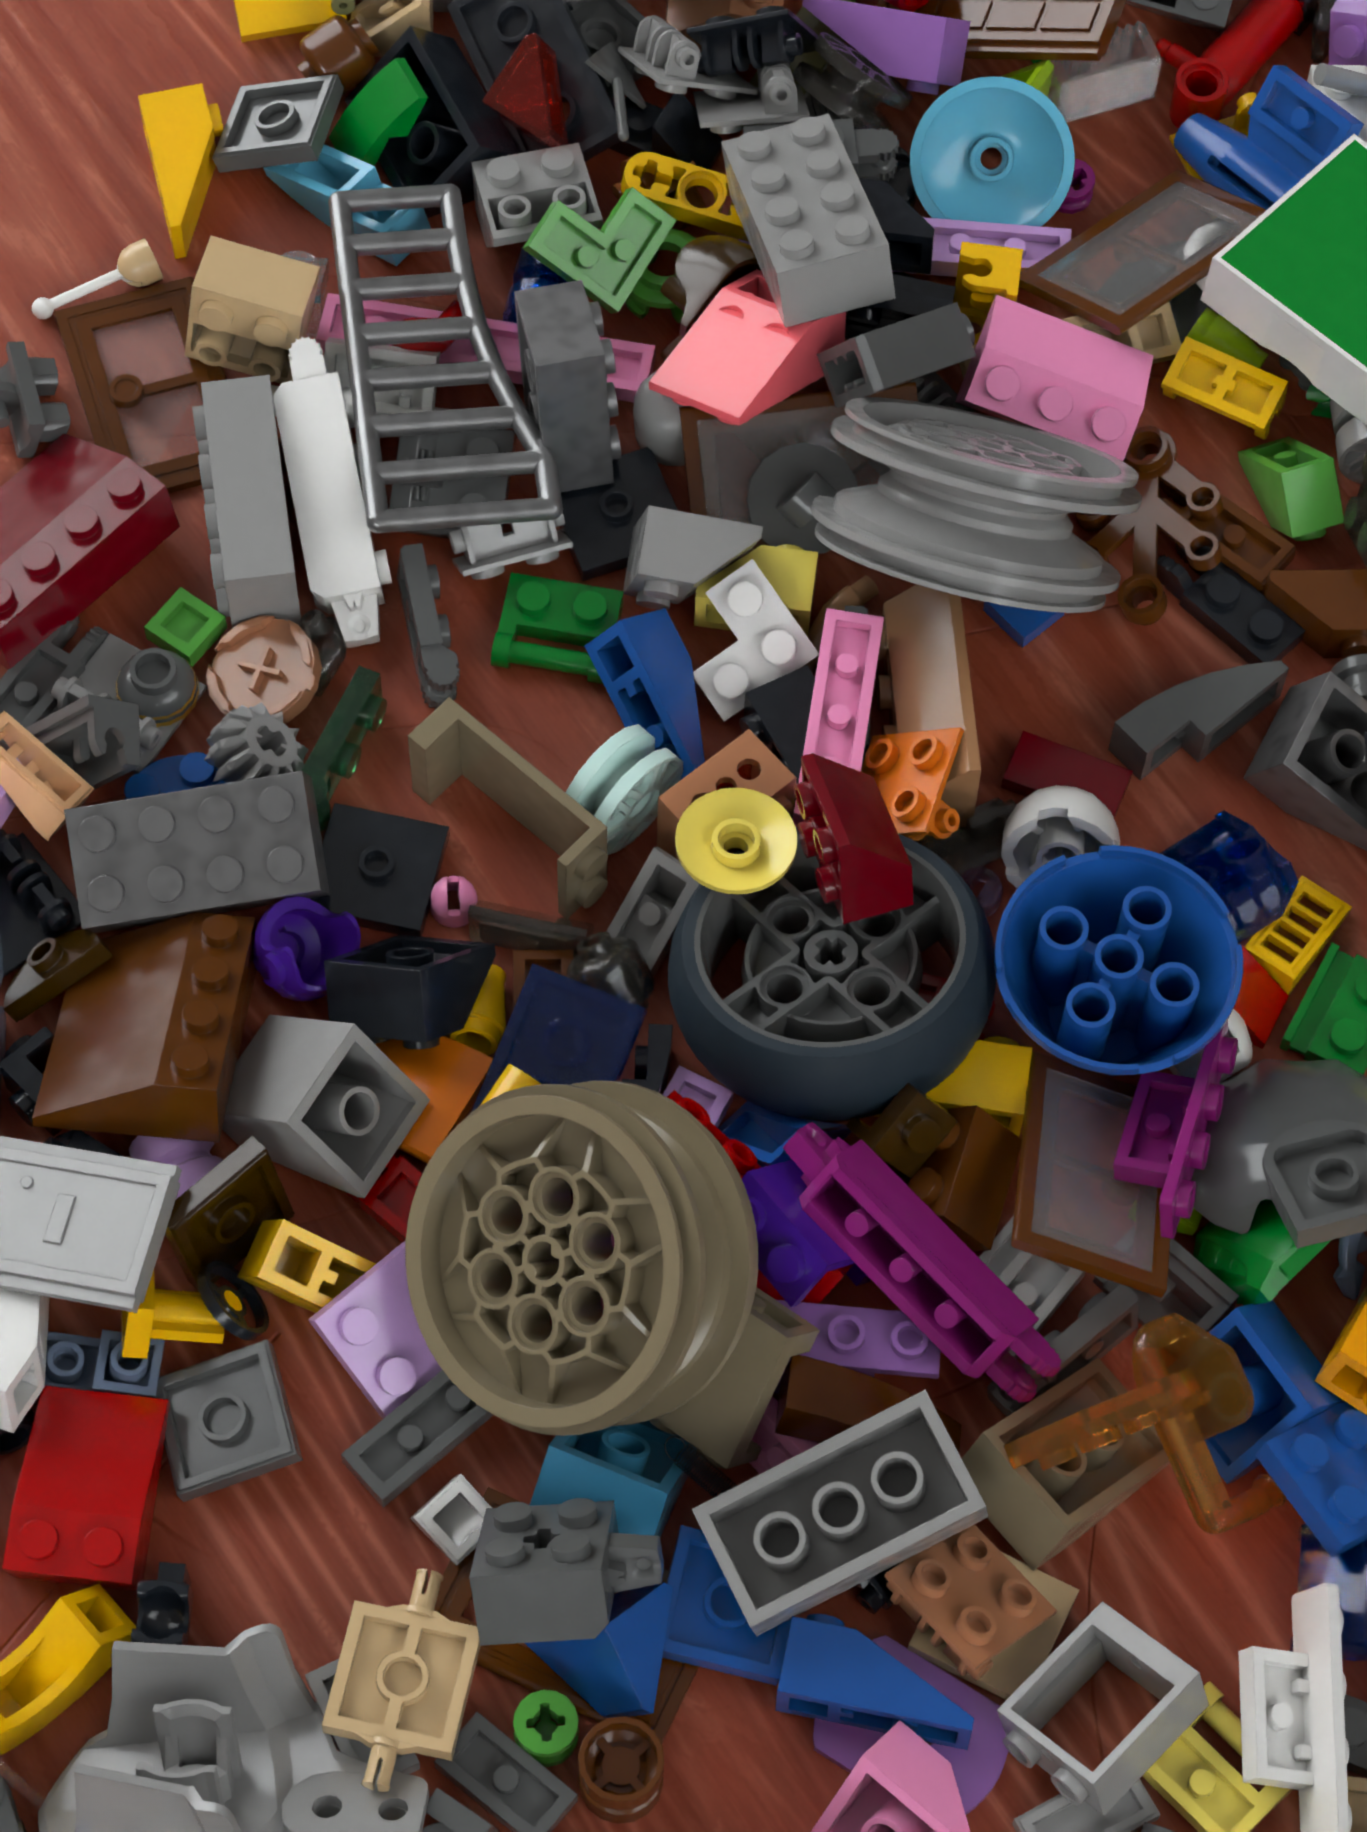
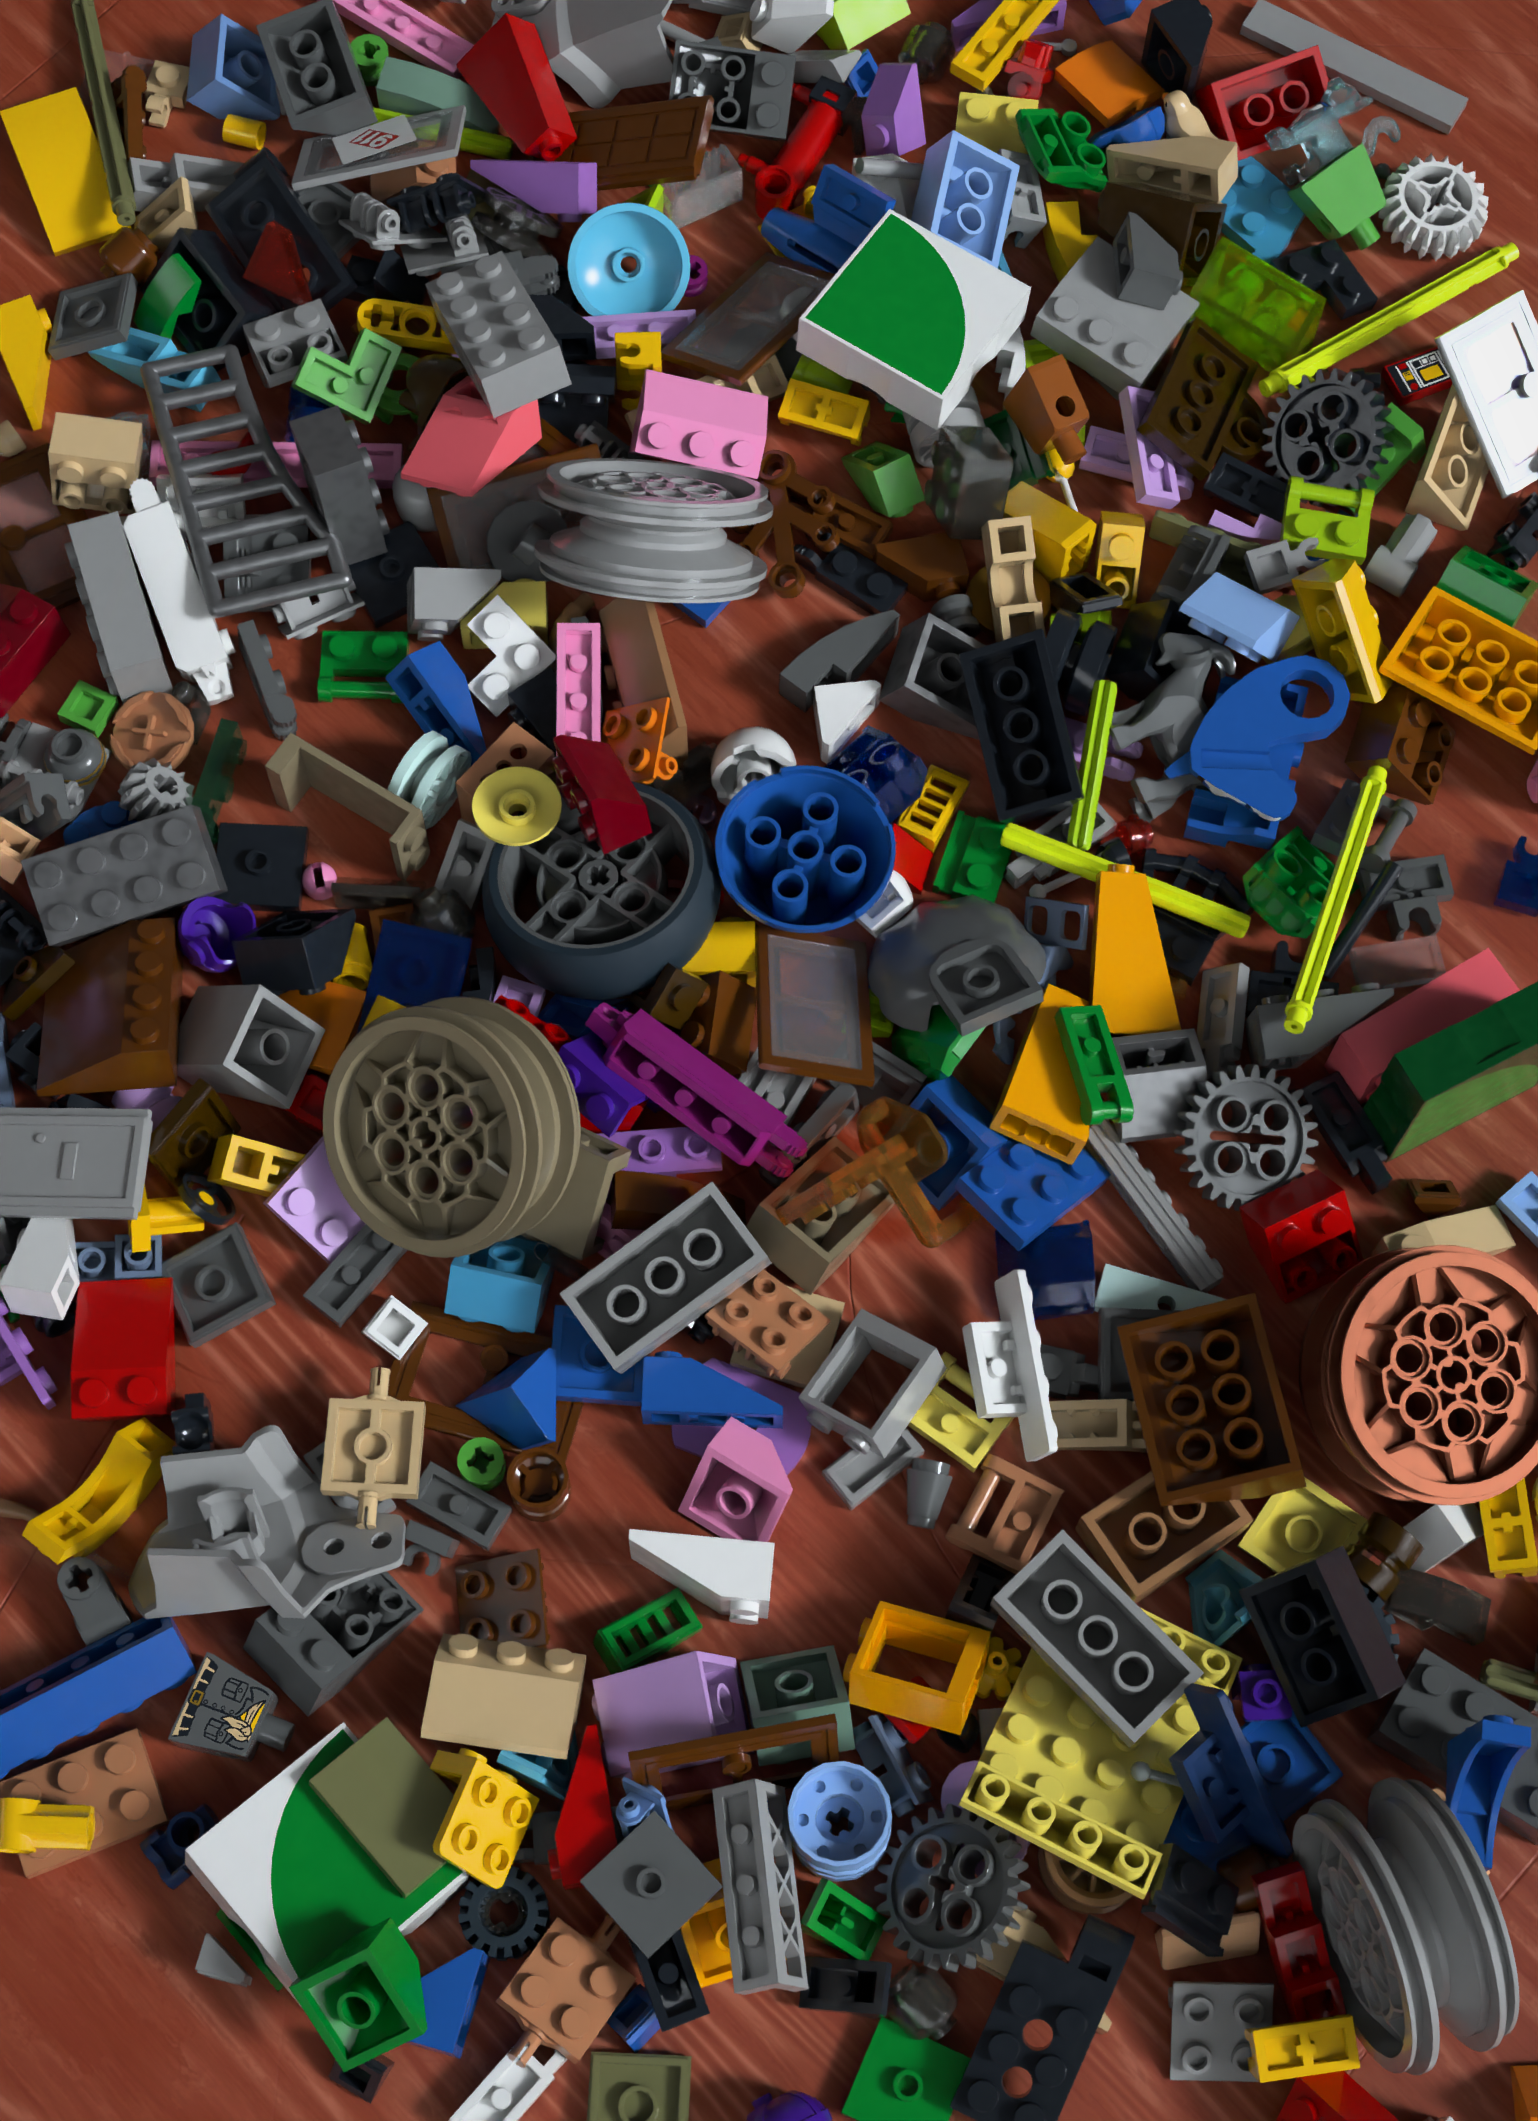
camera: 10 degrees left, 5 degrees up
(555, 1570) = (469, 1352): dark grey hinge -> none
(611, 67) = (336, 237): dark grey piece -> none
(897, 353) = (580, 425): dark grey slope -> none
(1045, 763) = (736, 711): dark red tile -> none
(1168, 1127) = (859, 965): magenta bracket -> none
(1189, 786) = (841, 712): none -> white slope

